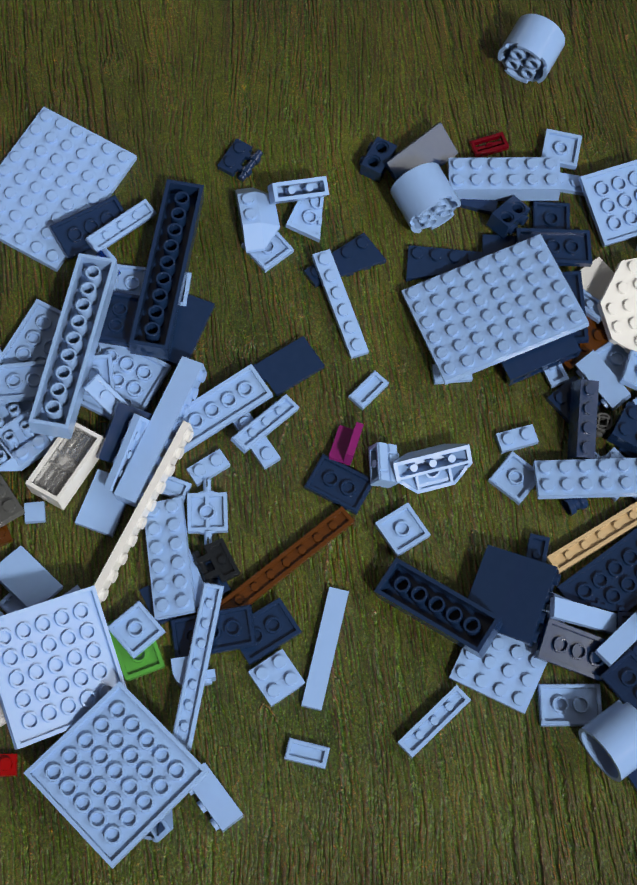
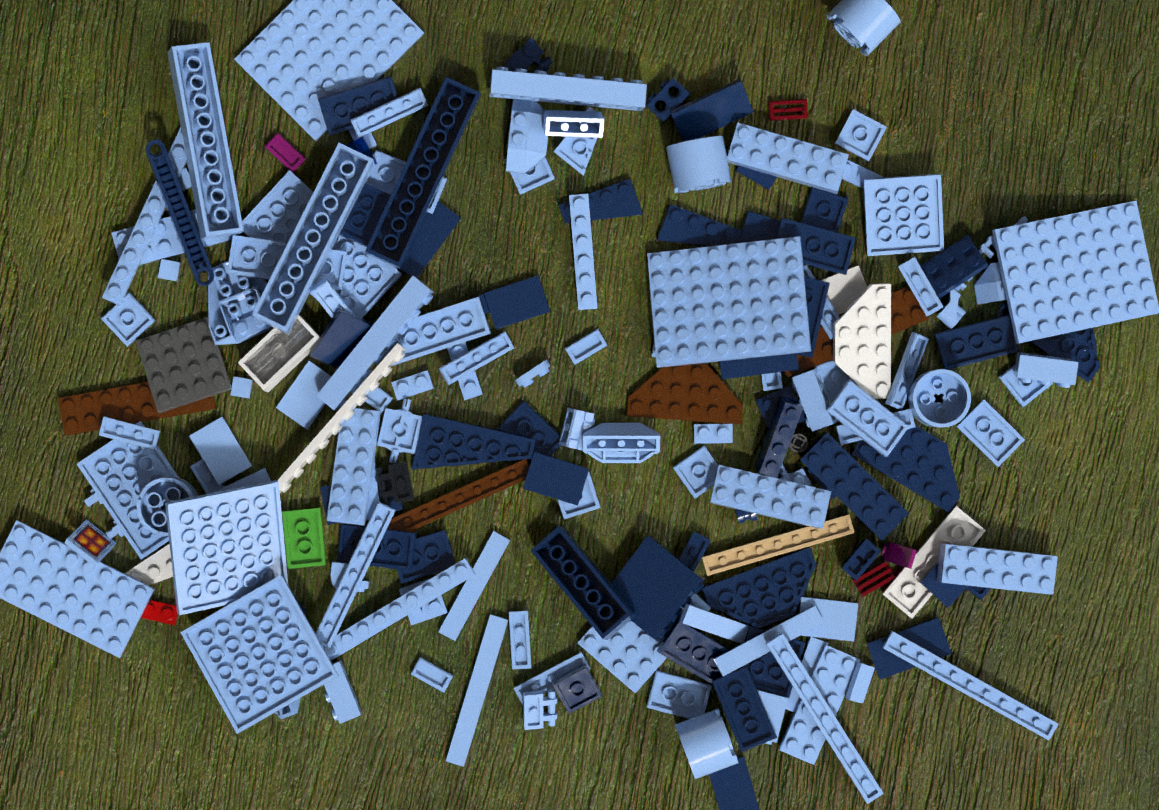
camera: 20 degrees right, 20 degrees up
(28, 287) = (285, 153): none -> magenta tile
(128, 445) = (341, 352): light blue plate -> none
(136, 629) = (307, 526): light blue tile -> none
(255, 688) = (400, 608): none -> light blue plate
(267, 509) = (459, 443): none -> dark blue wing
(278, 164) = (567, 90): none -> light blue brick
(320, 430) = (540, 370): none -> light blue plate
(345, 444) = (547, 397): magenta panel -> none
(359, 758) = (477, 690): none -> light blue tile
(377, 516) = (556, 478): none -> dark blue tile
(389, 690) = (520, 639): none -> light blue plate
(426, 759) = (533, 709): none -> light blue plate
(463, 724) = (576, 688): none -> dark blue tile
(478, 409) = (687, 394): none -> reddish brown plate
(508, 217) = (777, 198): dark blue brick -> none

